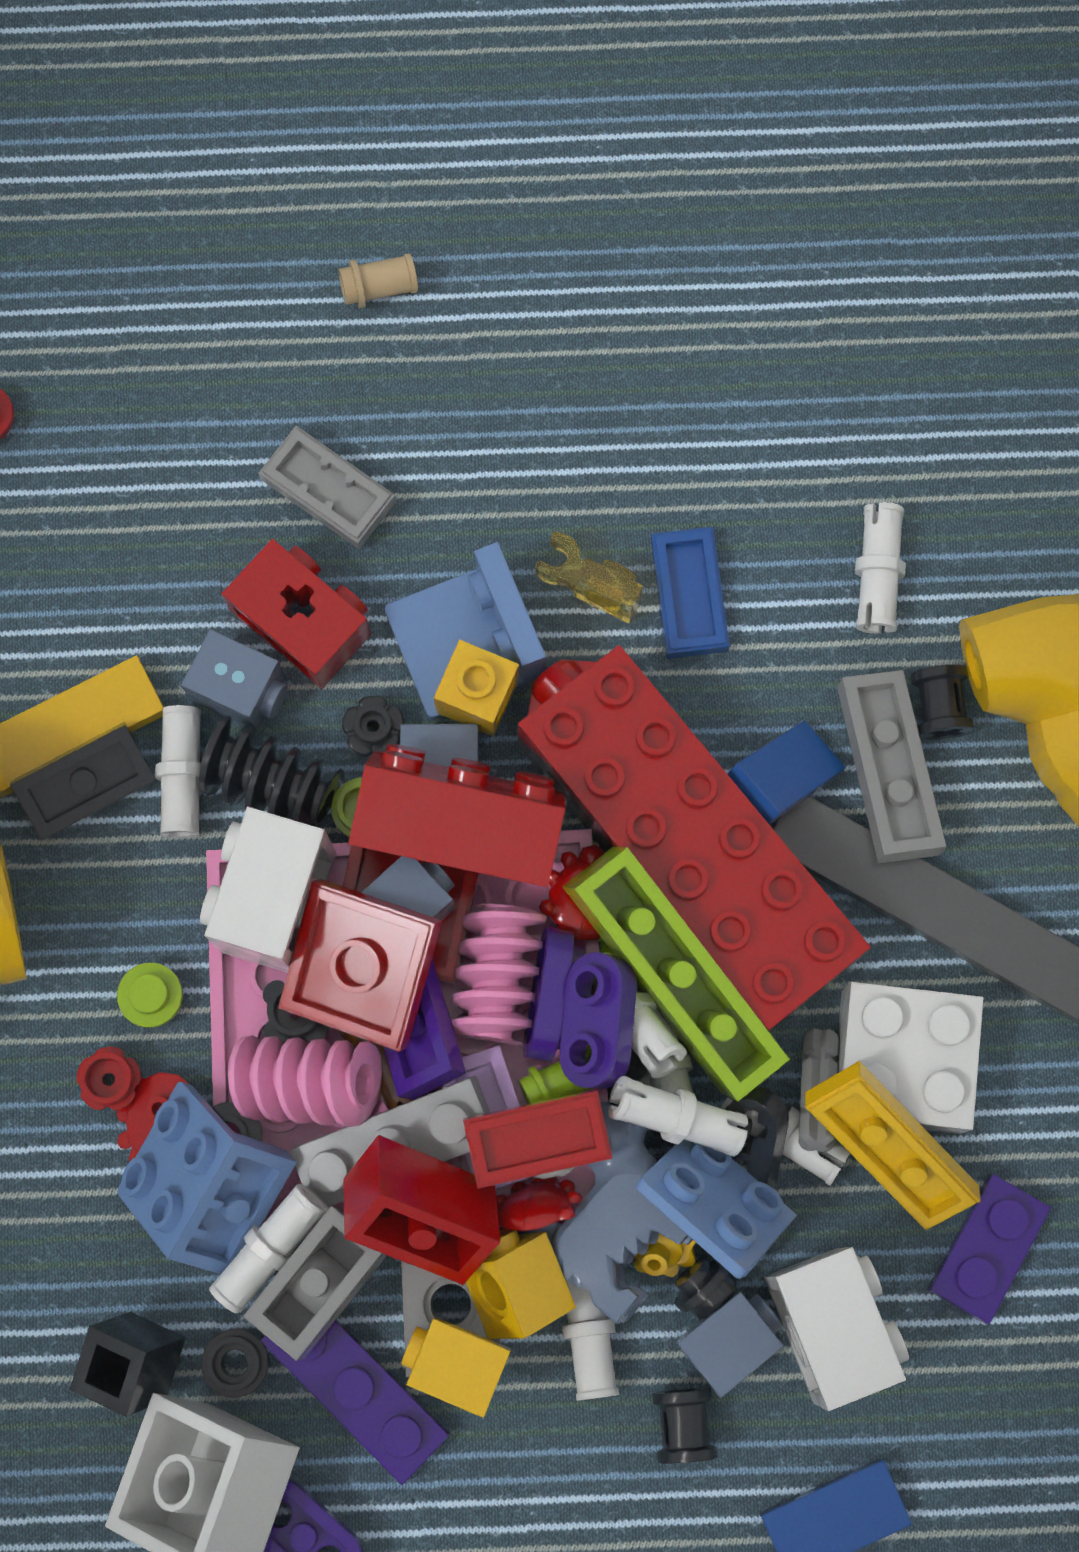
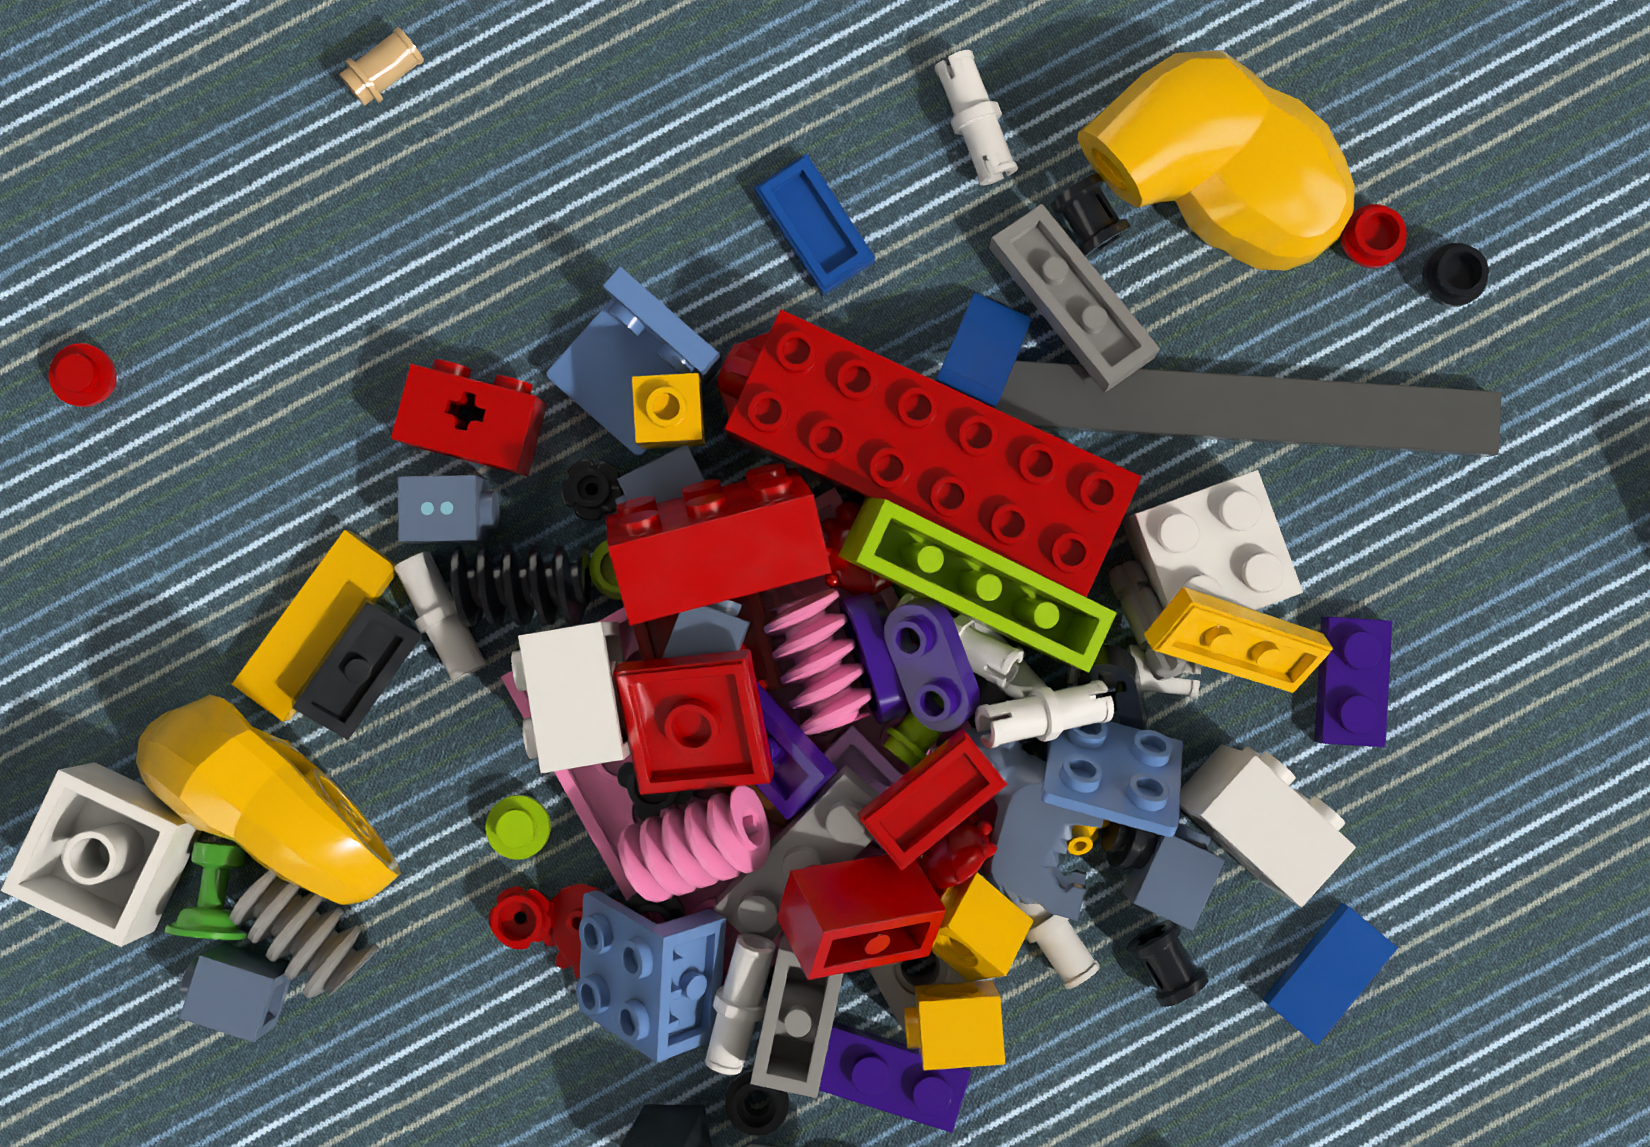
camera: 35 degrees left, 10 degrees up
(327, 487) = (436, 288): light grey plate -> none
(602, 585) = (736, 257): clear yellow plate -> none

